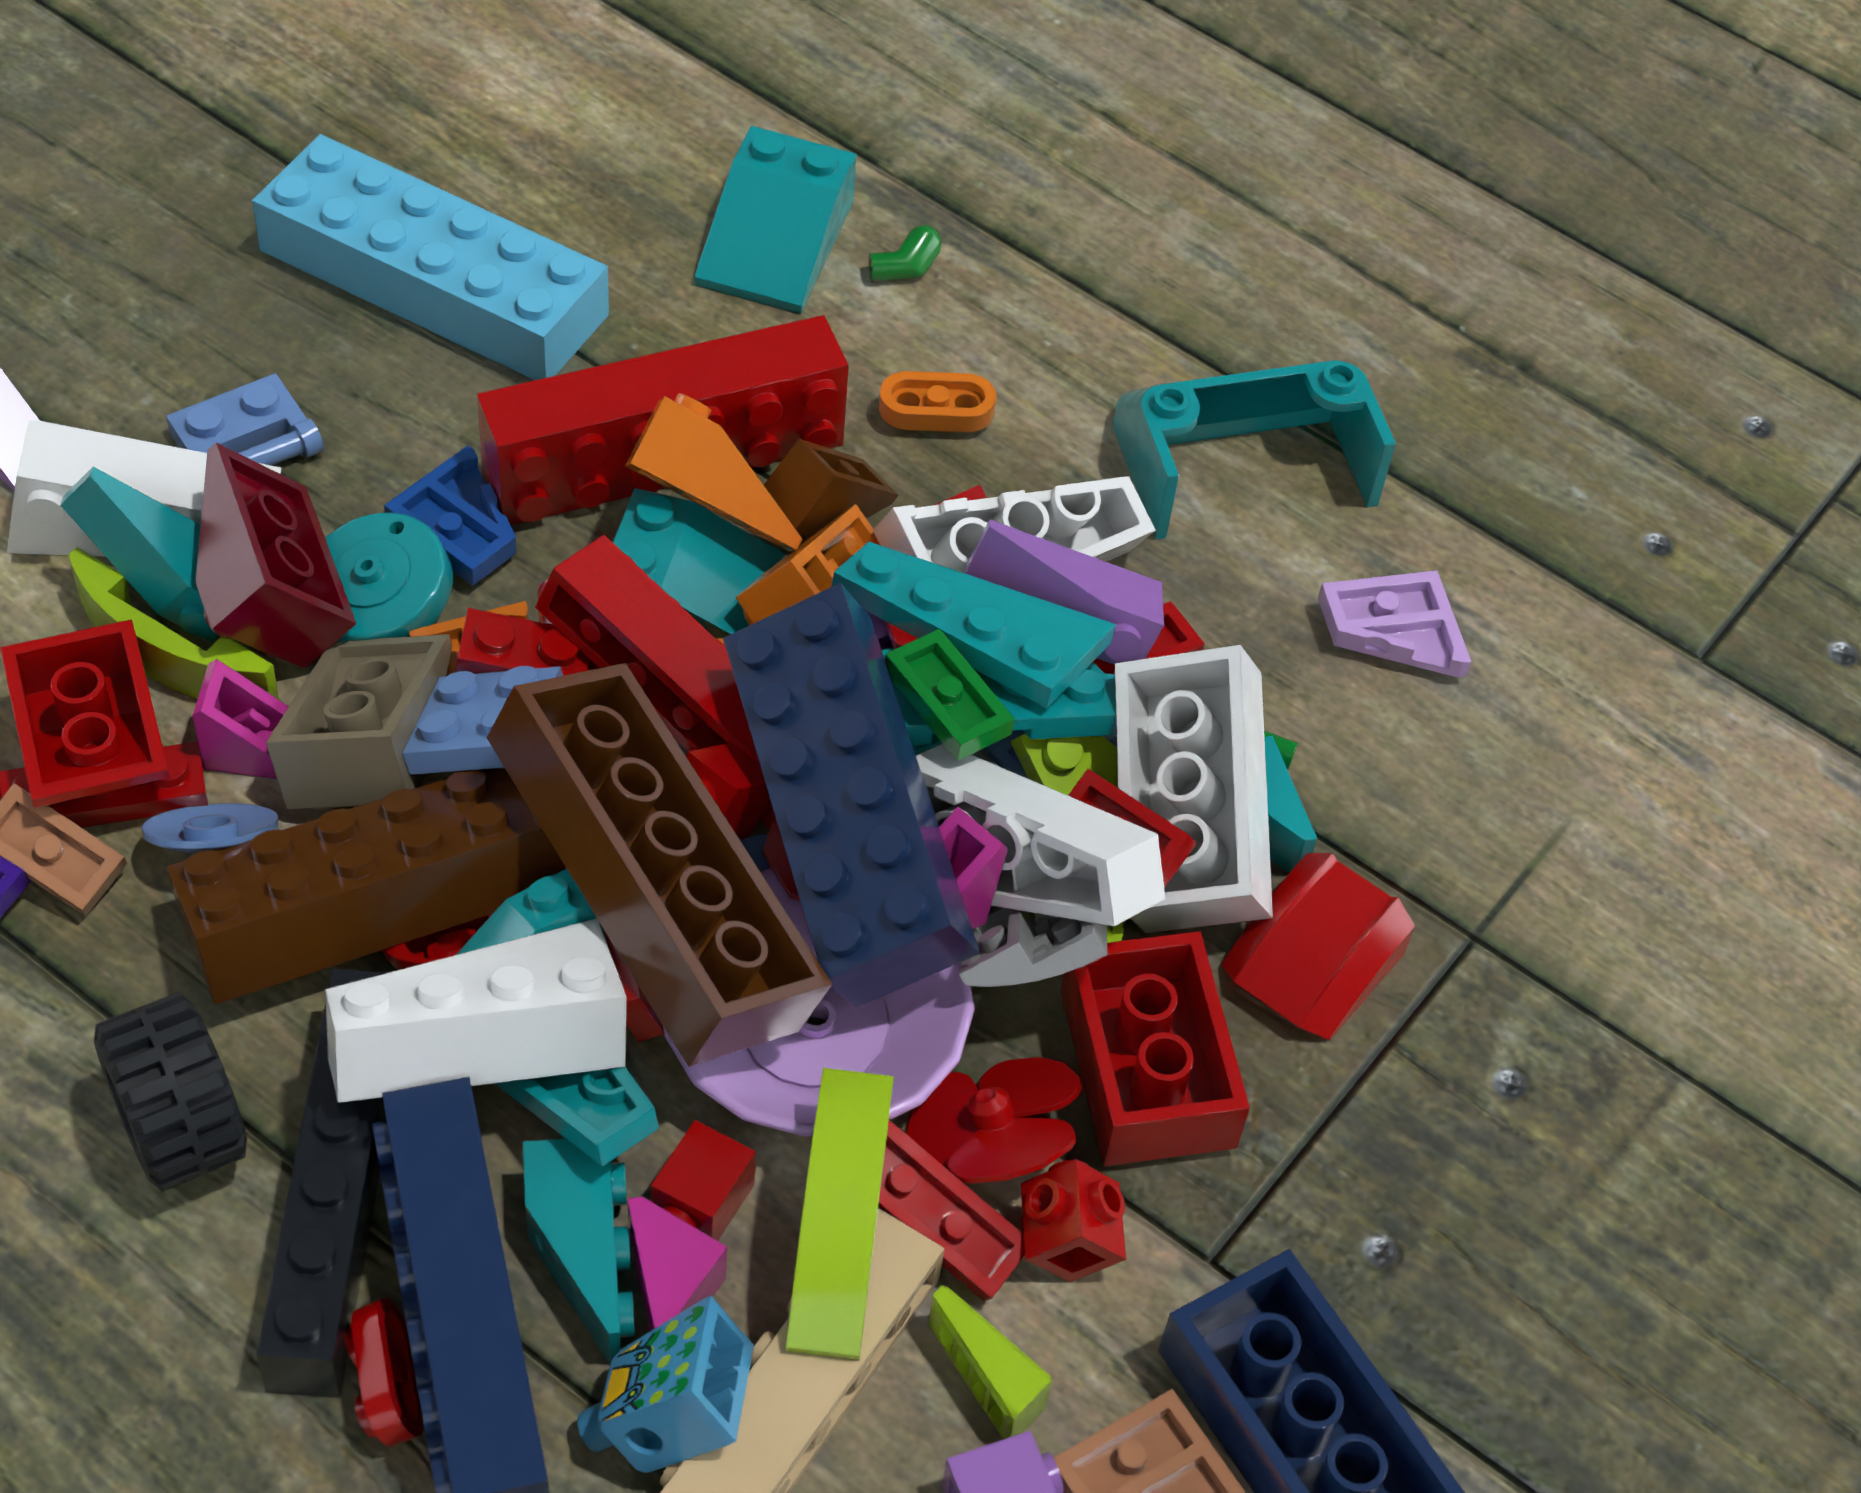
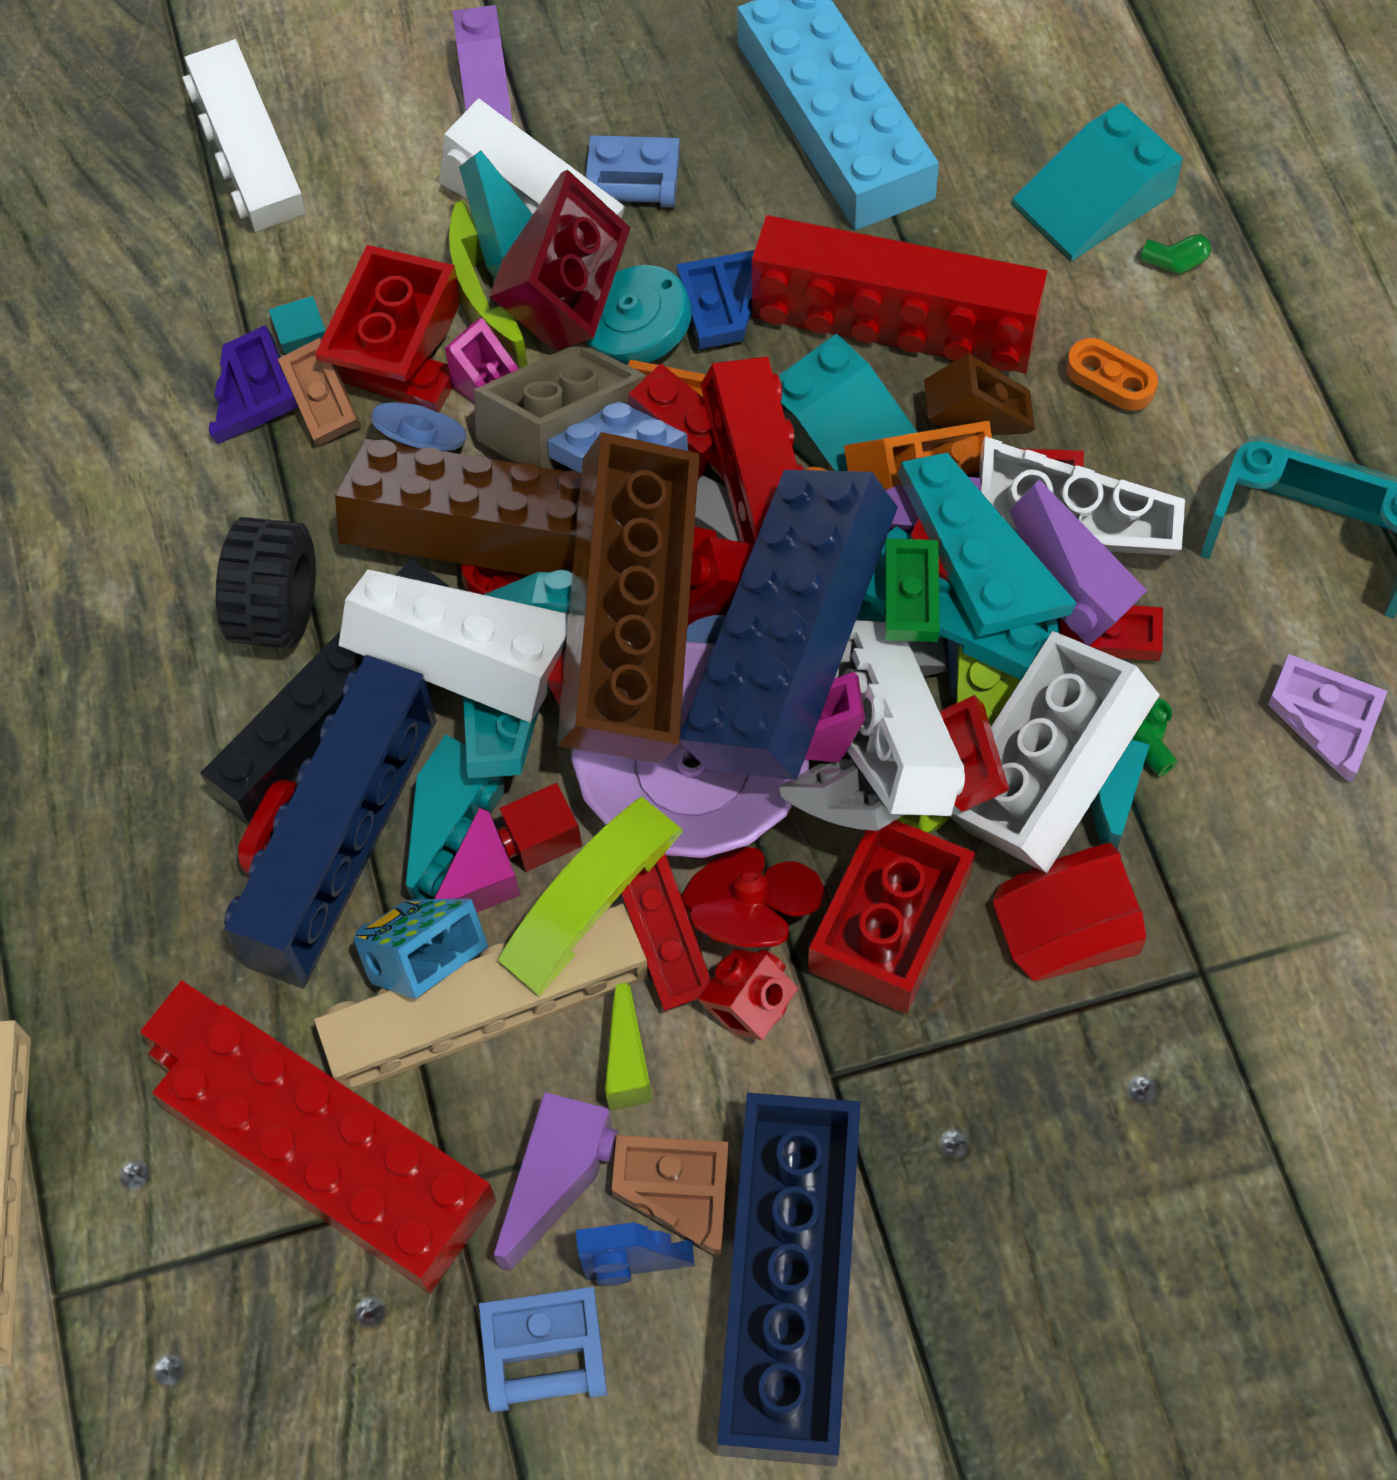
camera: 45 degrees right, 10 degrees up
(704, 465) = (883, 342): orange slope -> none

